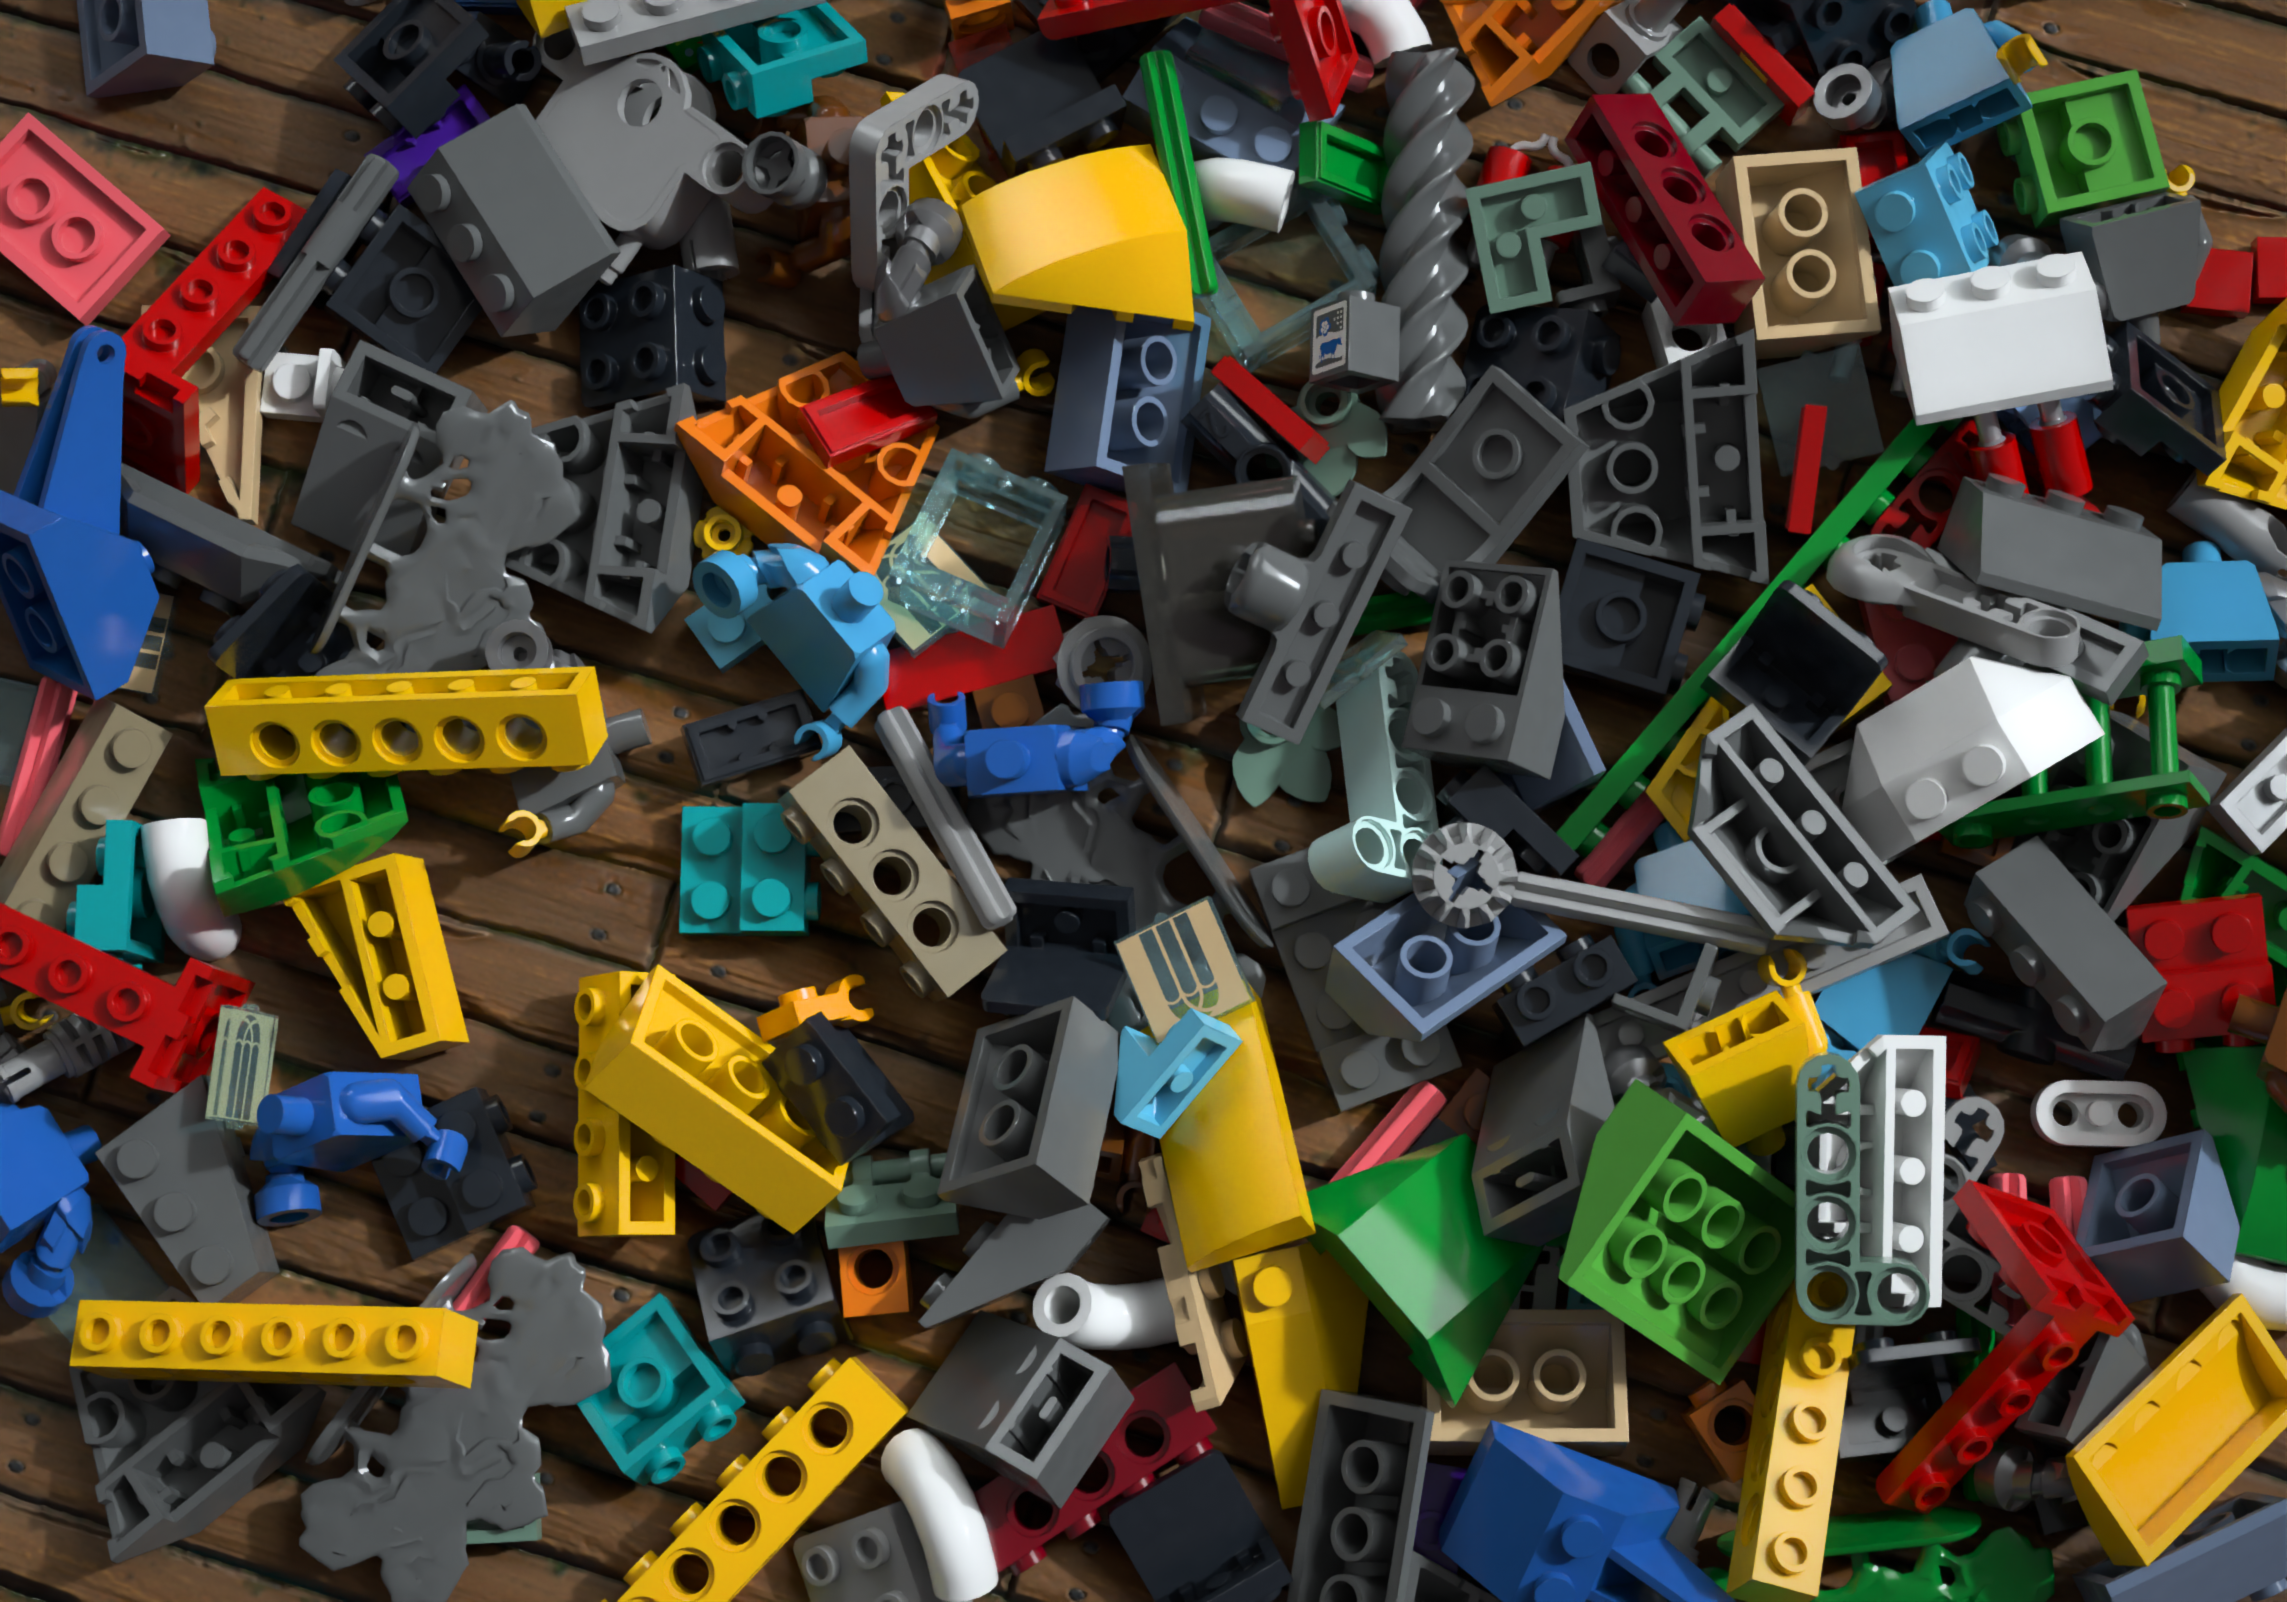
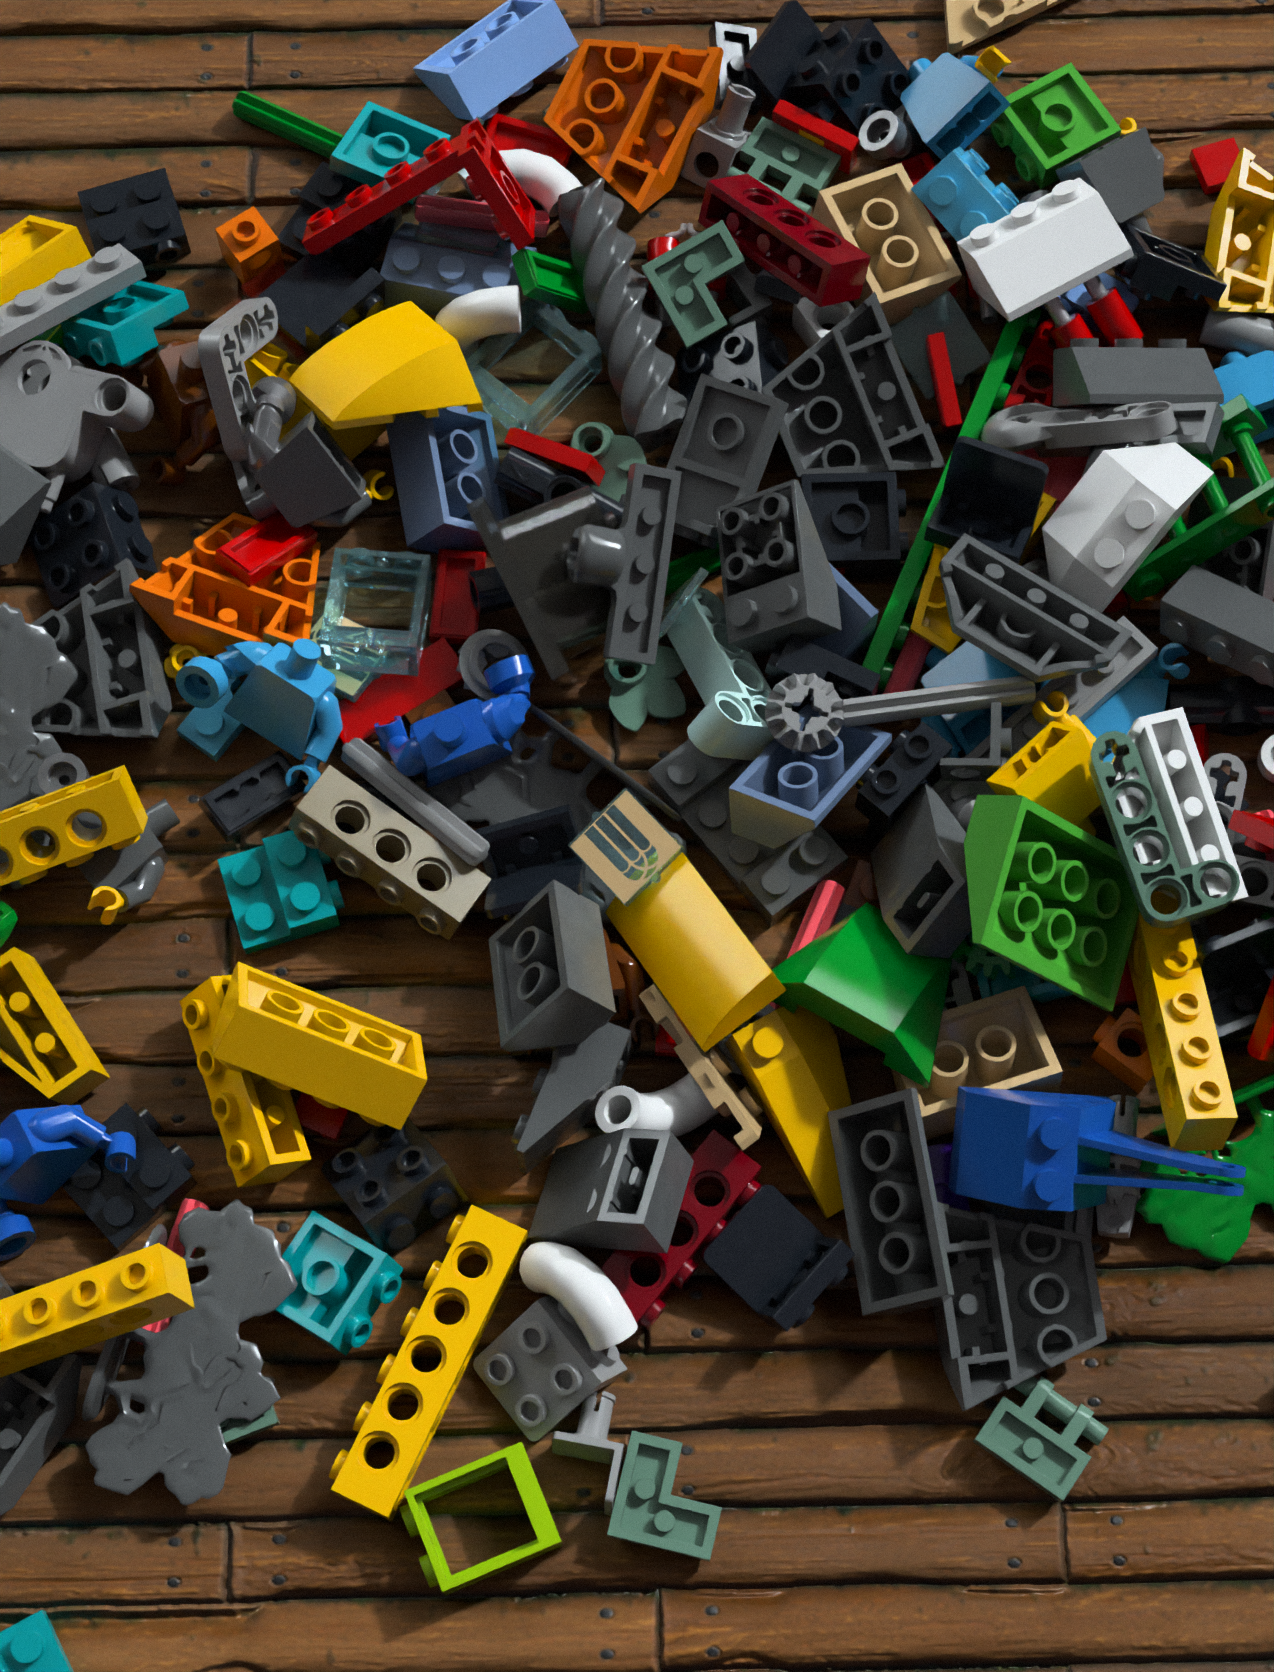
camera: 25 degrees left, 10 degrees down
(784, 171) = (155, 386): dark grey wheel -> none
(805, 1002) = (358, 969): light orange plate -> none
(837, 1088) = (398, 1010): black bracket -> none
(890, 1202) = (467, 1083): sand green plate -> none
(890, 1298) = (472, 1164): orange brick -> none
(1164, 1079) = (638, 925): medium azure slope -> none
(1178, 164) = (431, 301): green axle -> none
(1354, 343) = (600, 390): dark grey brick -> none
(2223, 285) = (1181, 188): red tile -> none

